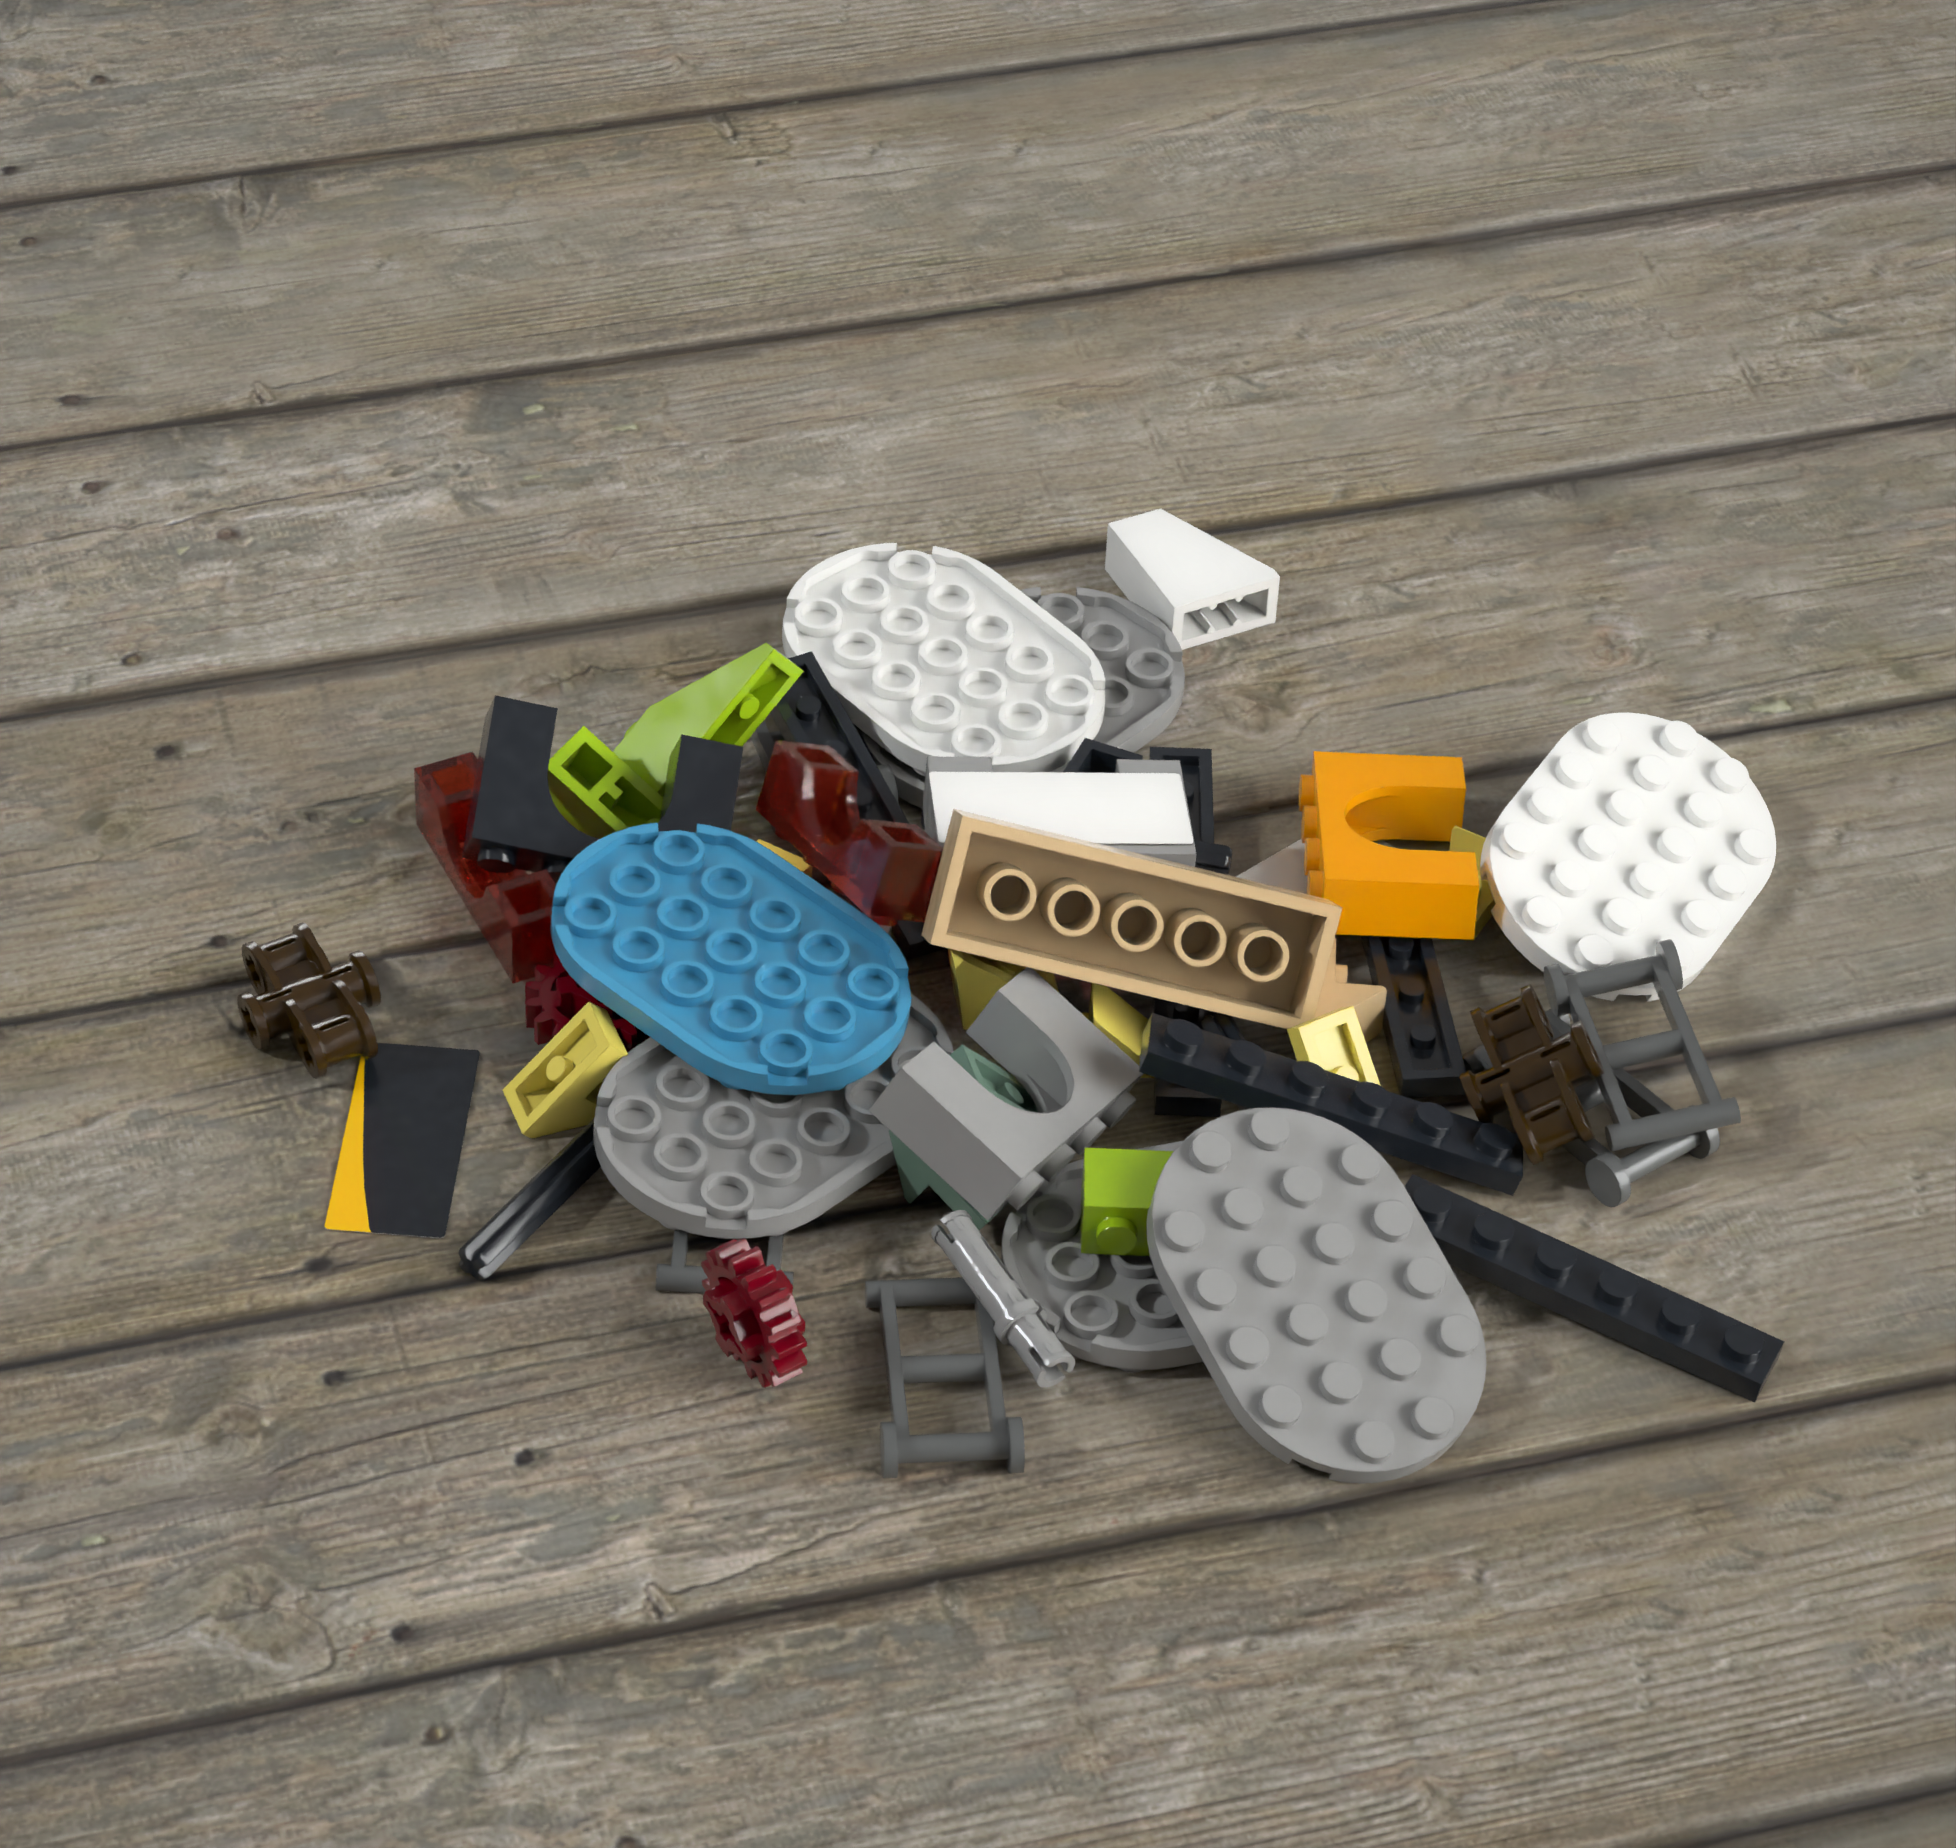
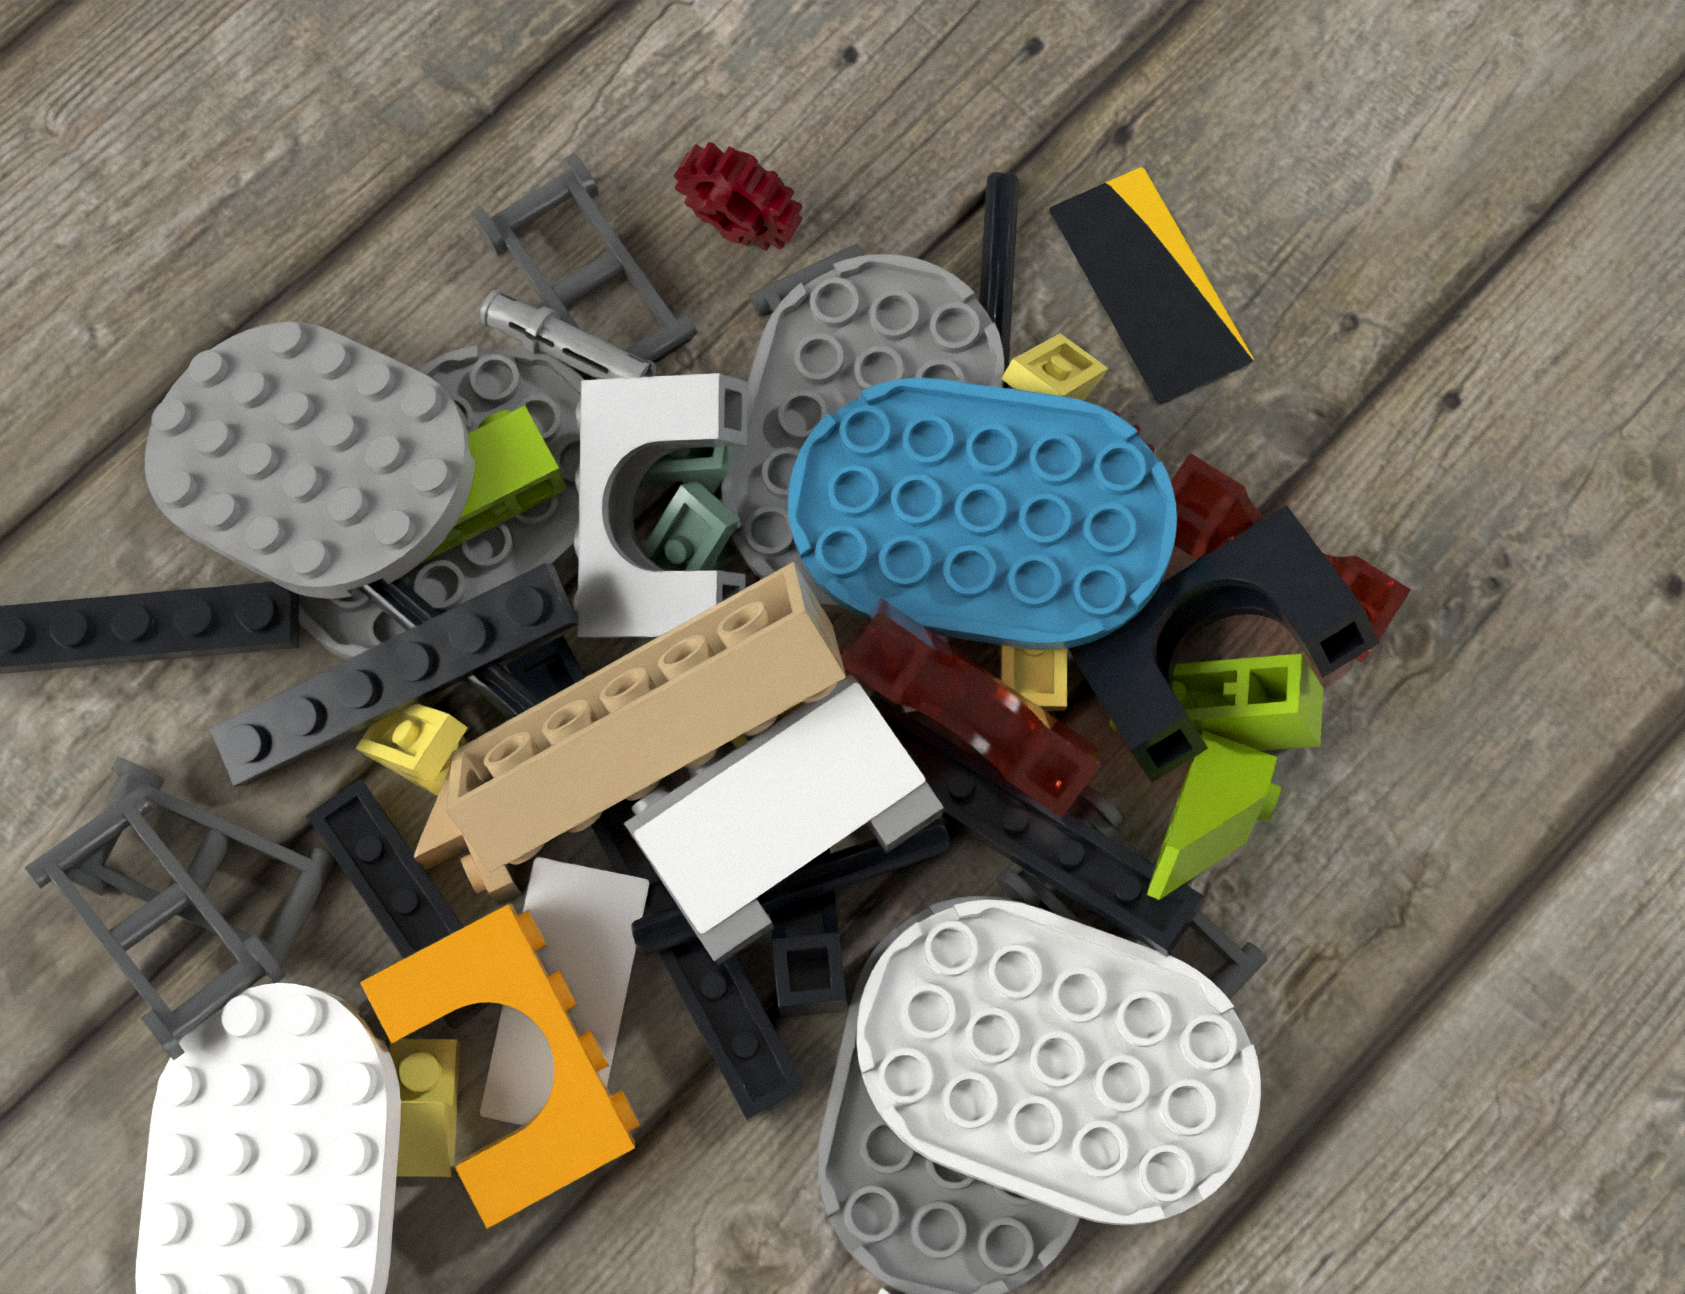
camera: 155 degrees right, 30 degrees up
(309, 1000) = (1335, 356): dark brown axle -> none
(1532, 1074) = (236, 822): dark brown axle -> none

